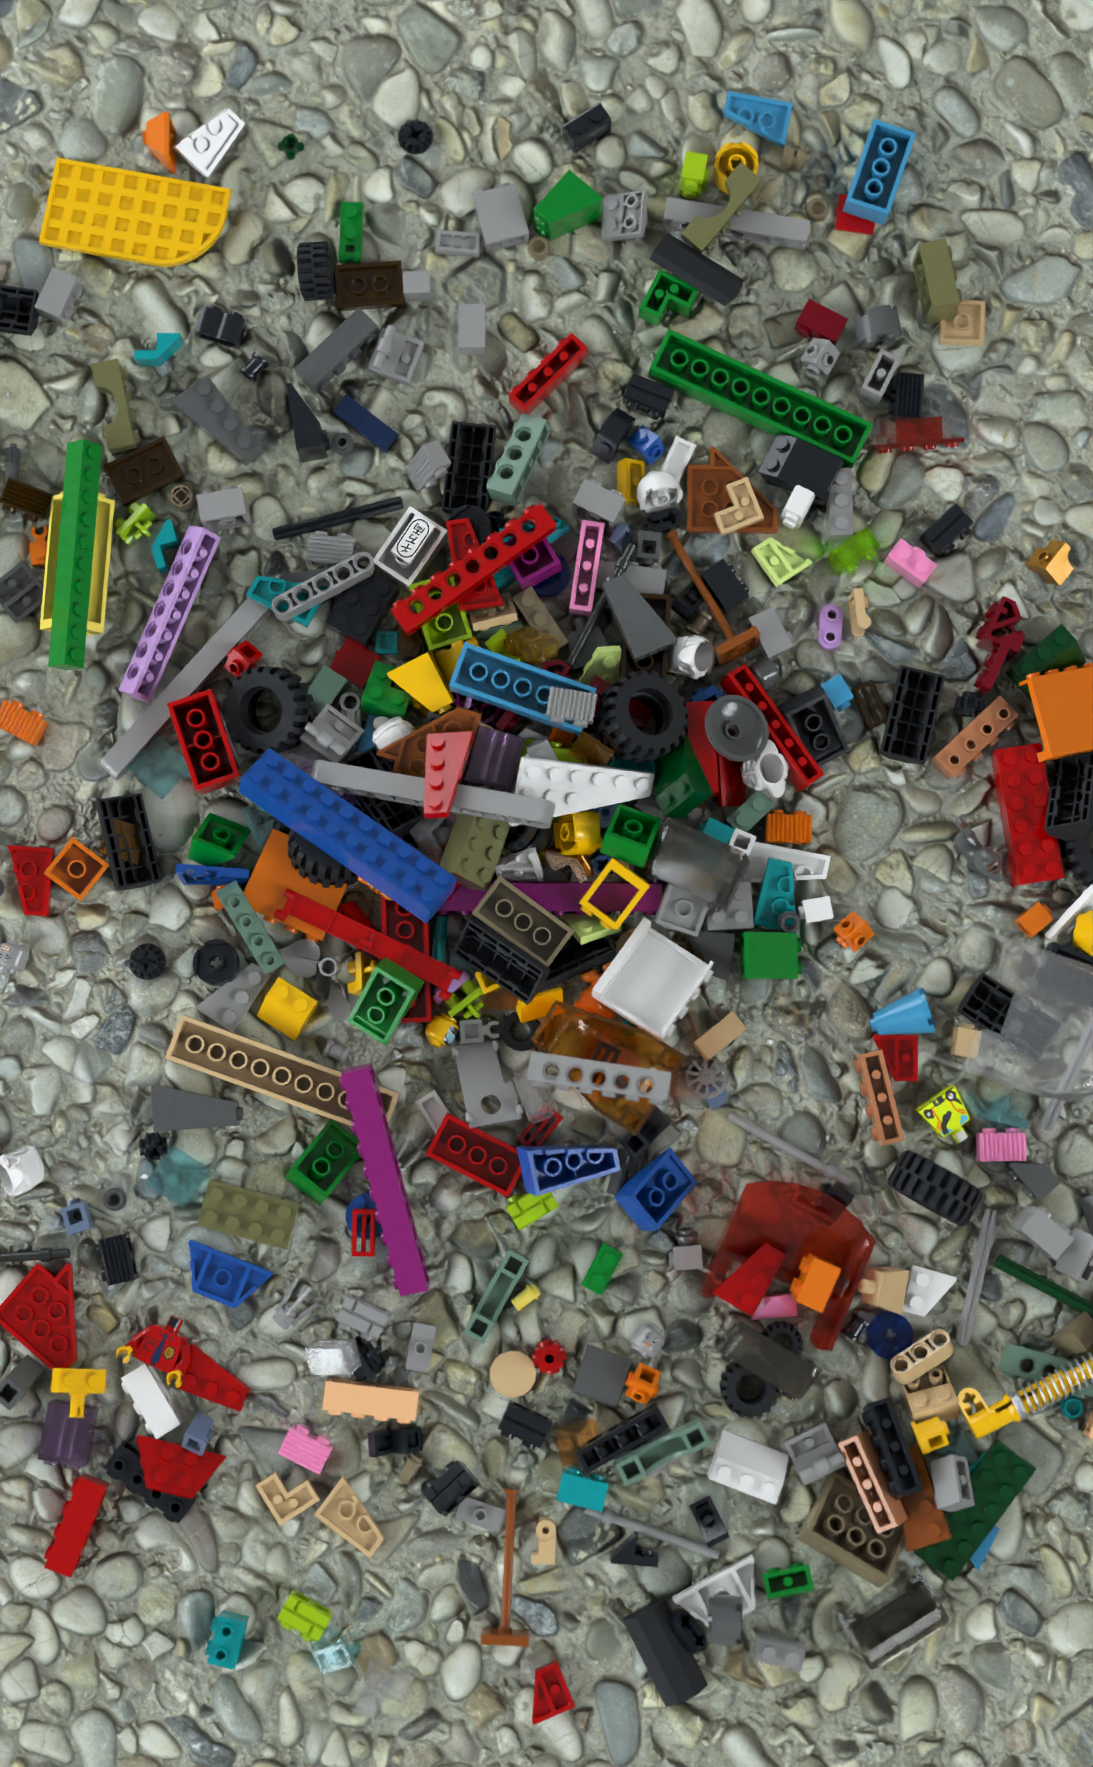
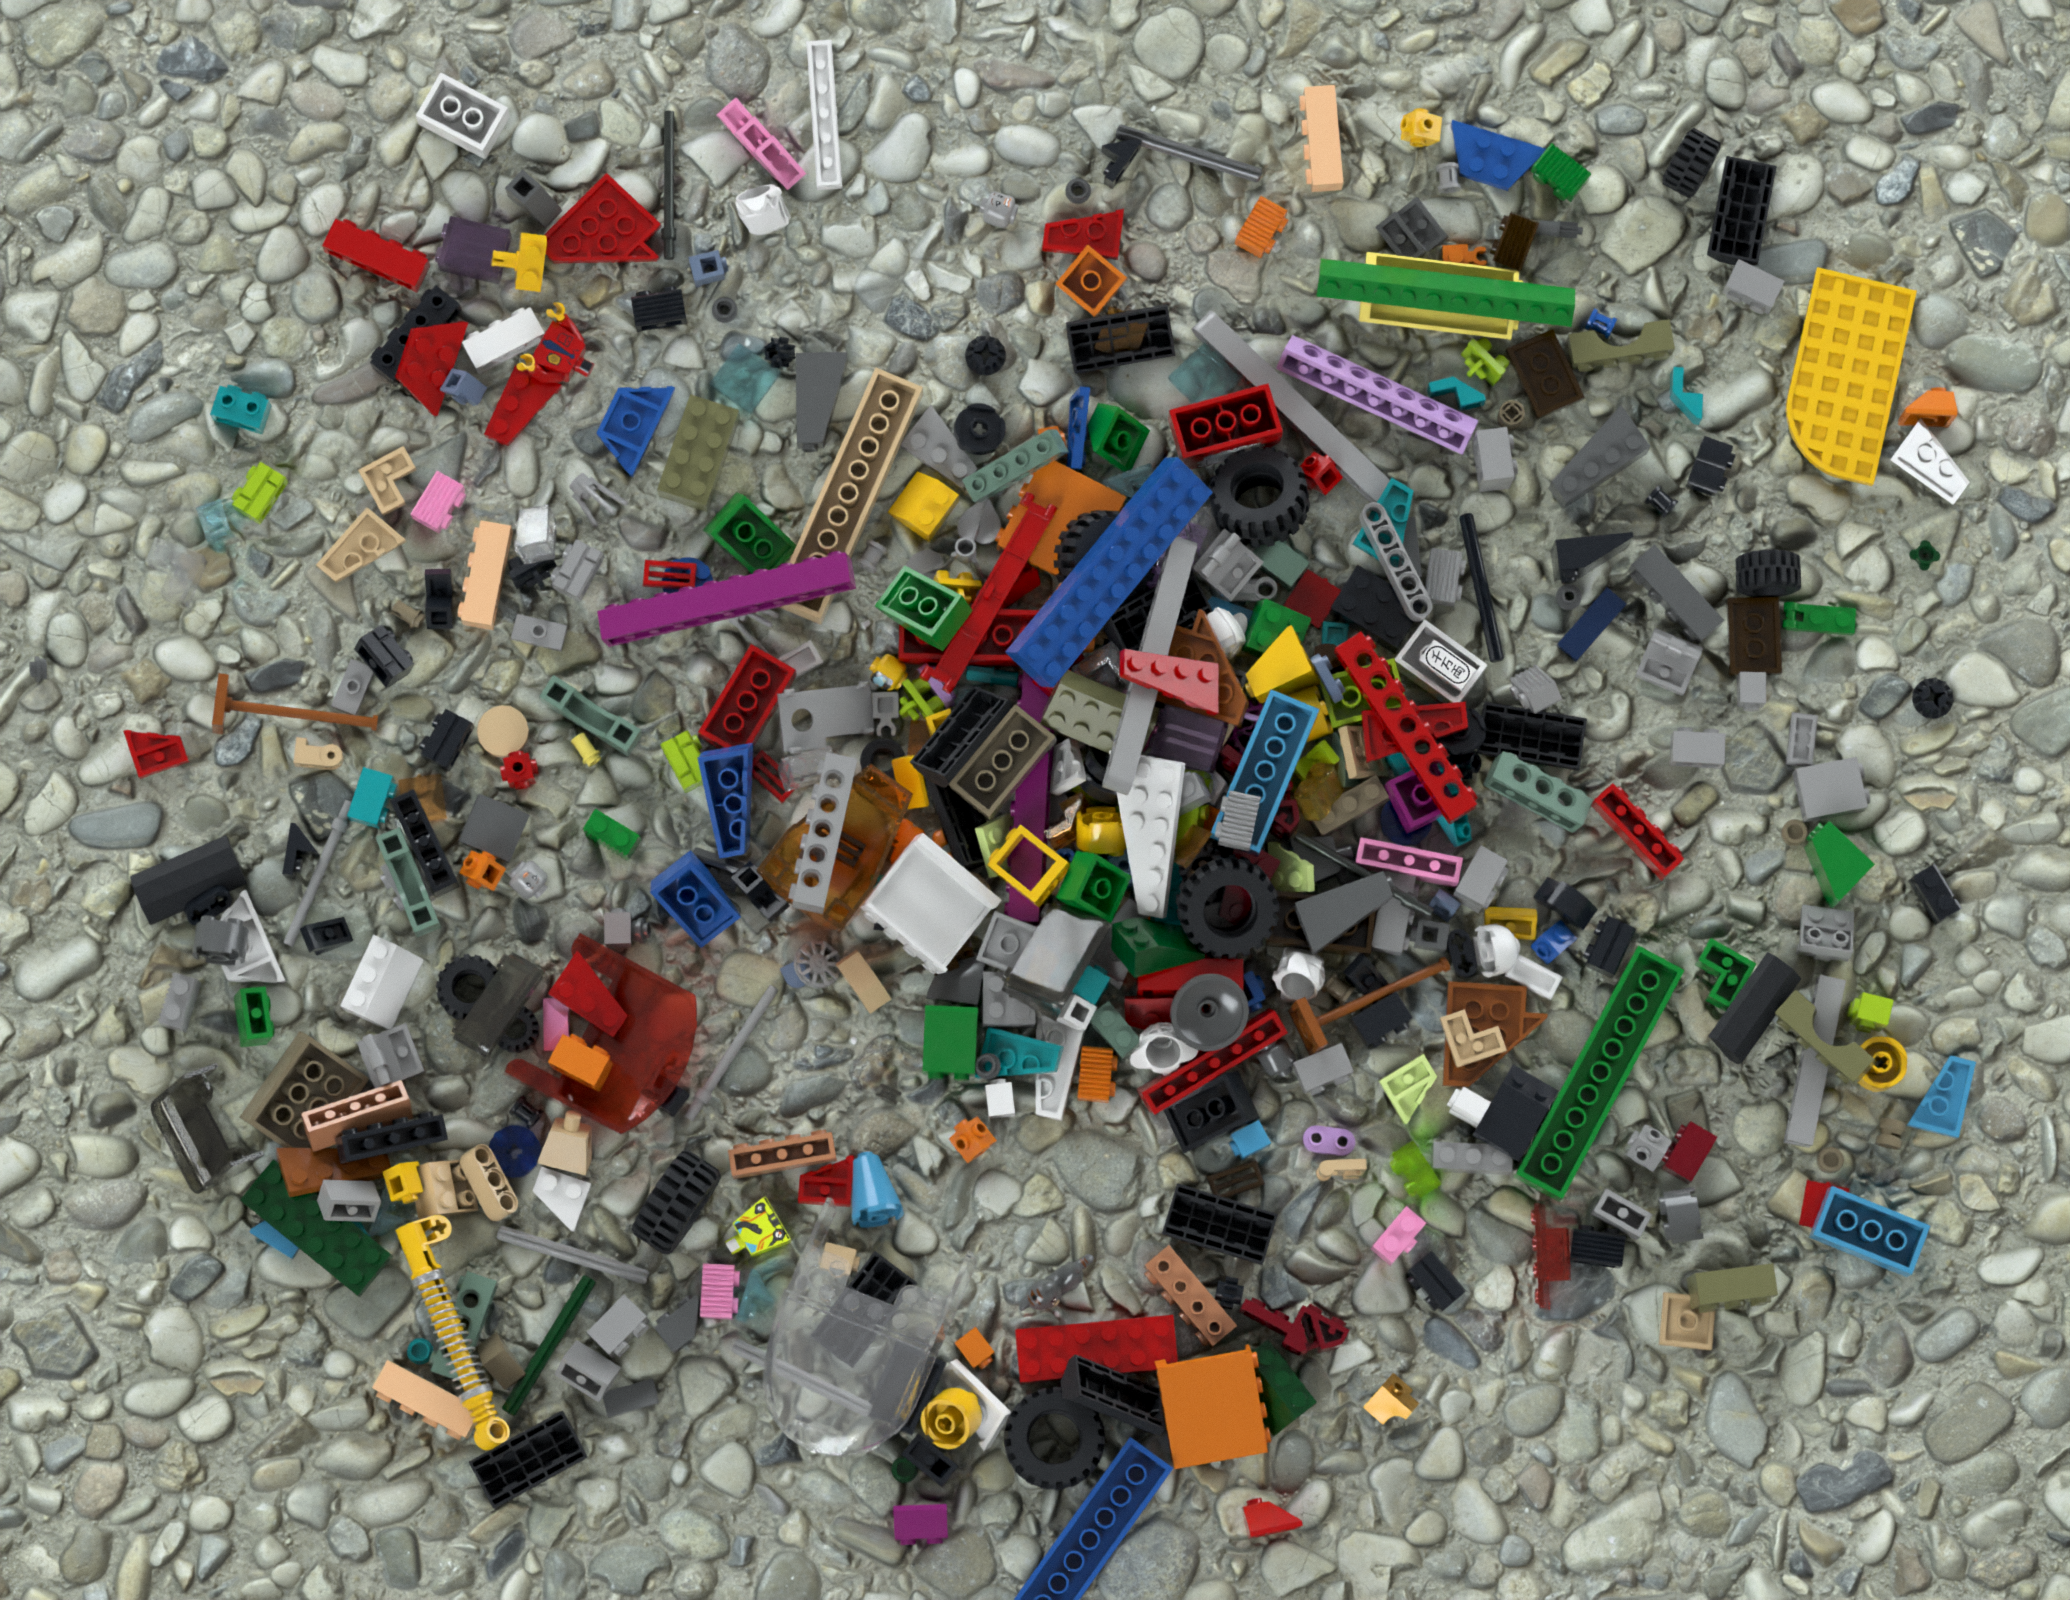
camera: 90 degrees right, 5 degrees down
(91, 429) = (1605, 330): none -> blue bush
(423, 645) = (1322, 667): none -> sand blue plate

